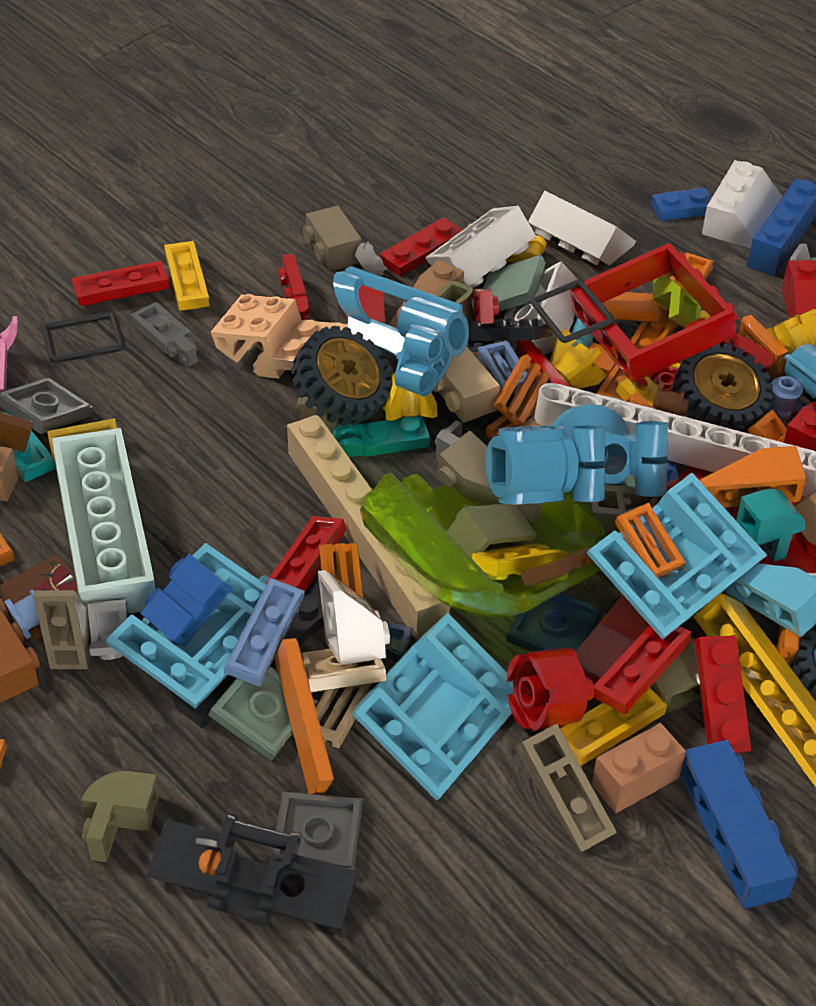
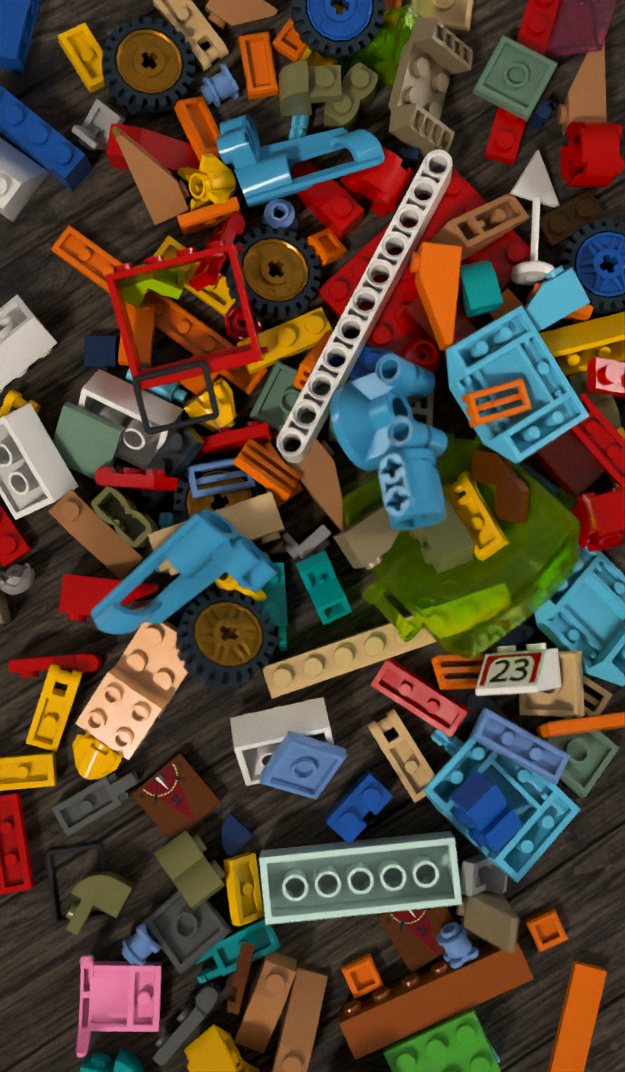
camera: 80 degrees left, 40 degrees up
(22, 372) = (139, 945): none -> medium blue brick
(45, 712) = (546, 929): none -> orange tile
(72, 340) = (101, 890): none -> olive brick
(102, 394) = (190, 869): none -> olive brick
(140, 434) = (234, 835): none -> dark blue tile
(173, 390) = (176, 797): none -> reddish brown tile
(178, 513) = (349, 811): none -> blue brick
(206, 317) = (94, 757): none -> yellow brick
(219, 460) = (302, 765): none -> medium blue tile
(241, 455) = (261, 732): none -> white slope
(246, 549) = (403, 755): none -> tan plate
(256, 283) = (53, 708): none -> yellow plate
(417, 457) = (323, 587): none -> teal brick
(670, 401) = (299, 334): reddish brown brick -> none
(778, 290) = (155, 182): none -> medium nougat slope

